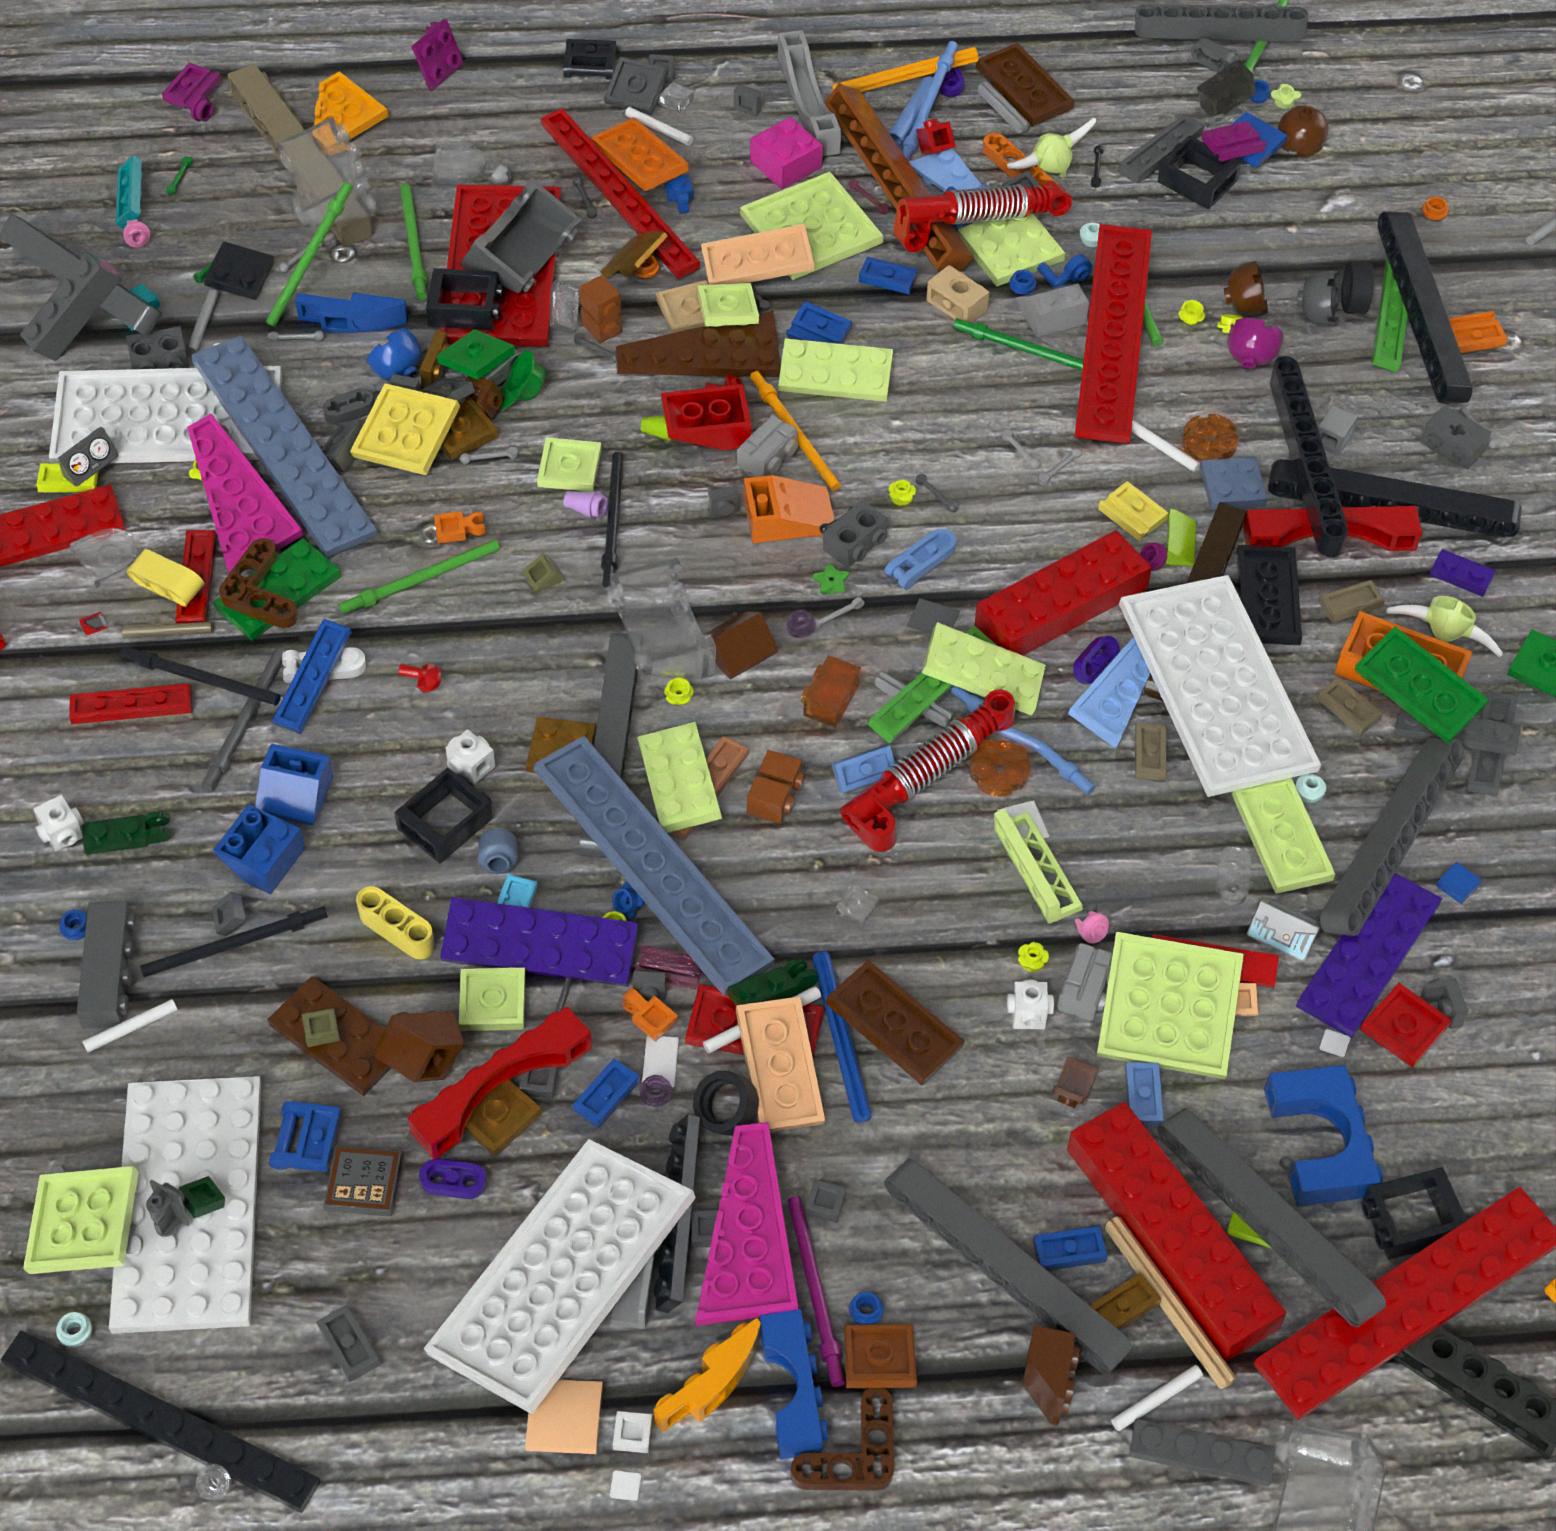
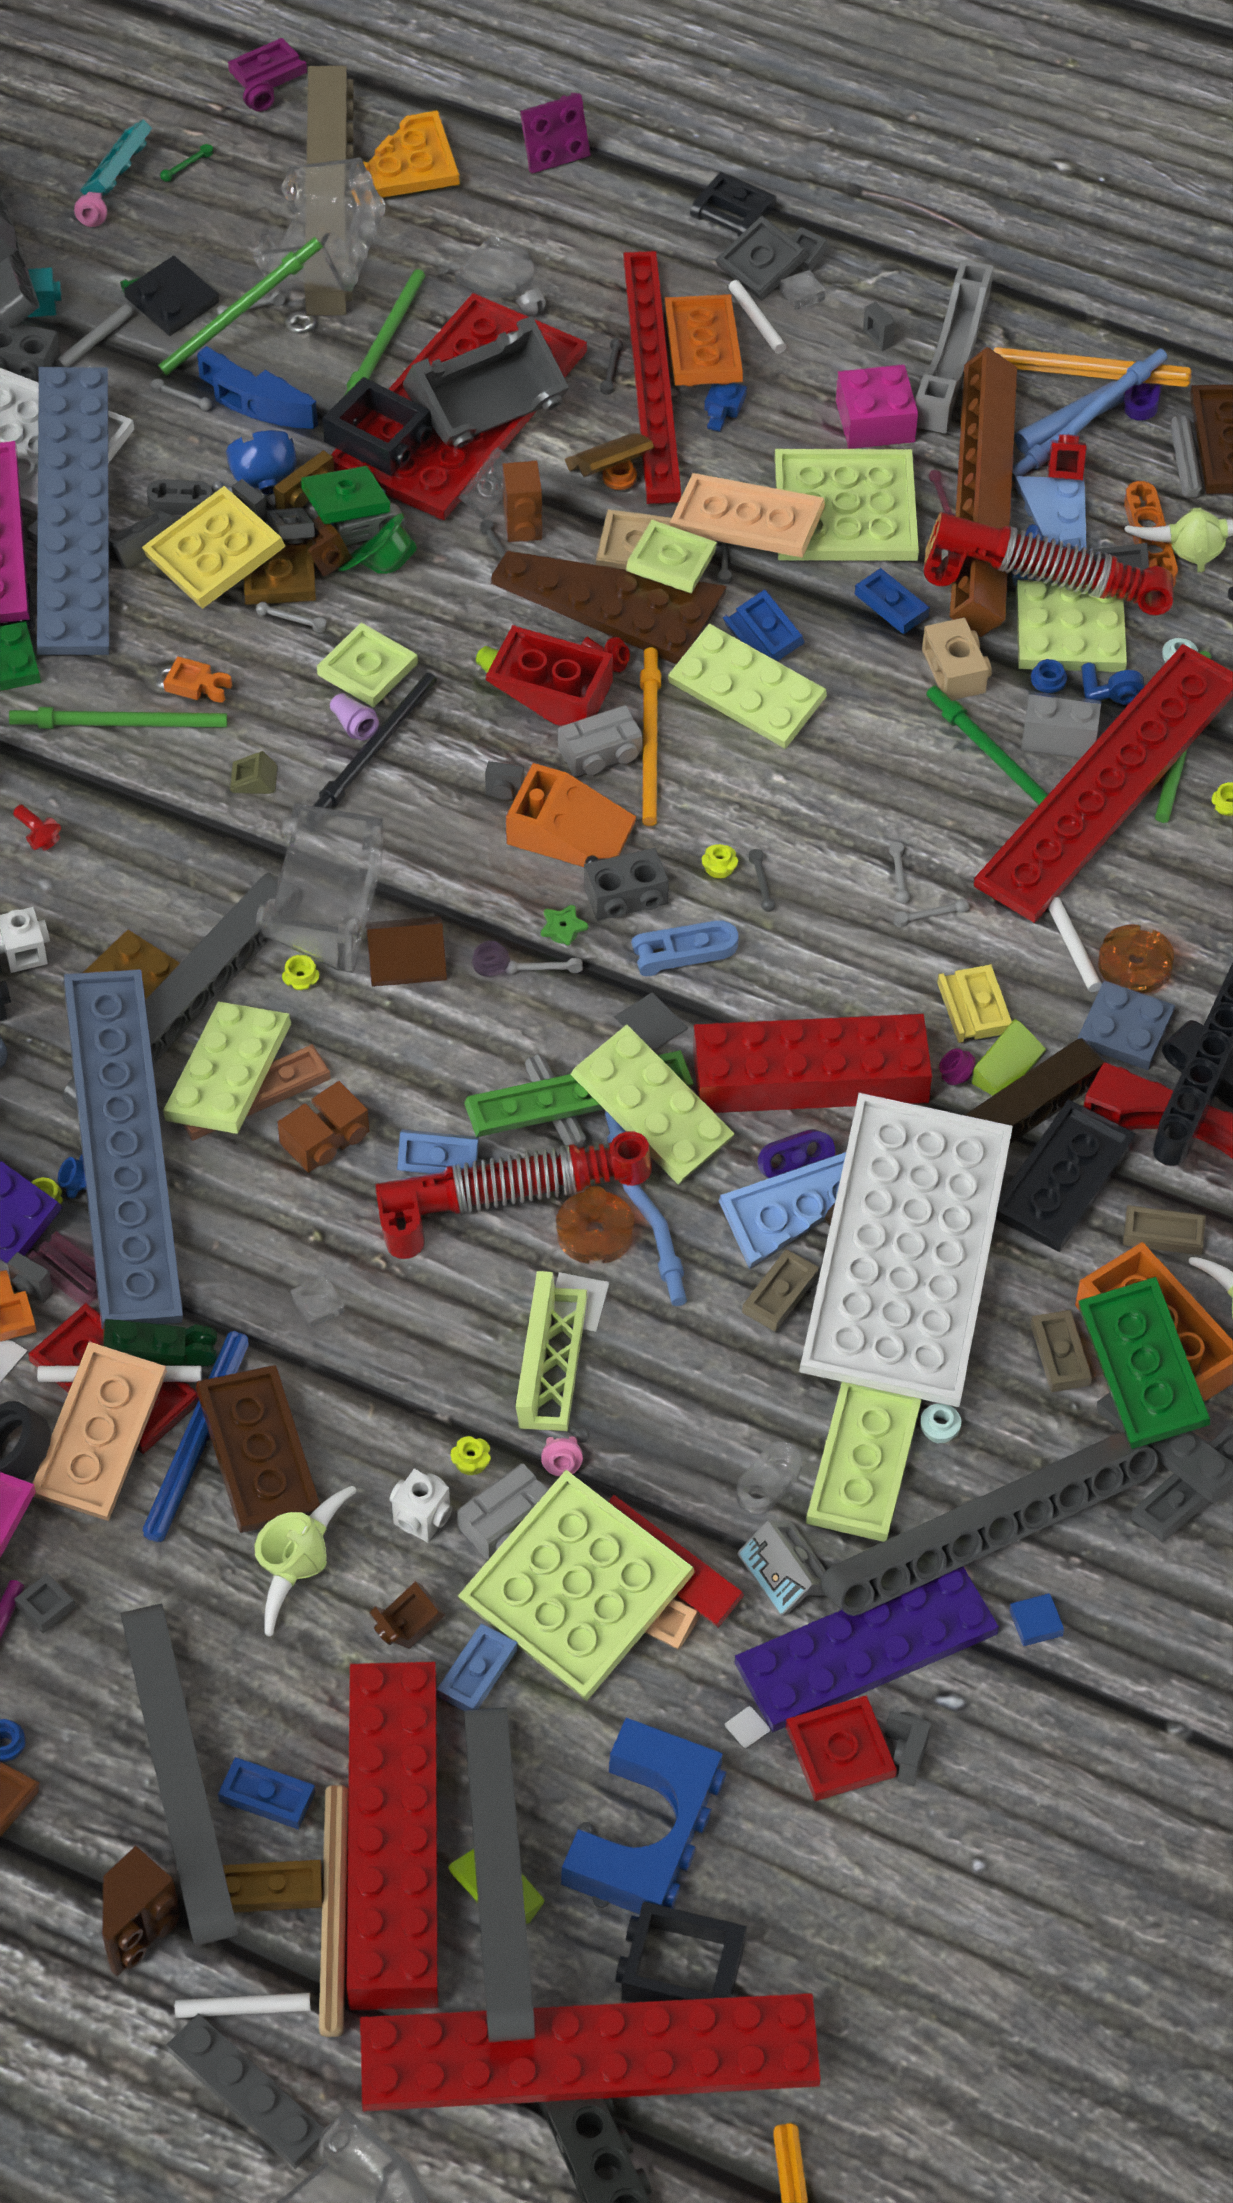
camera: 30 degrees right, 0 degrees up
(831, 691) = (466, 1050): clear orange brick -> none
(969, 1077) = (294, 1549): none -> yellowish green helmet

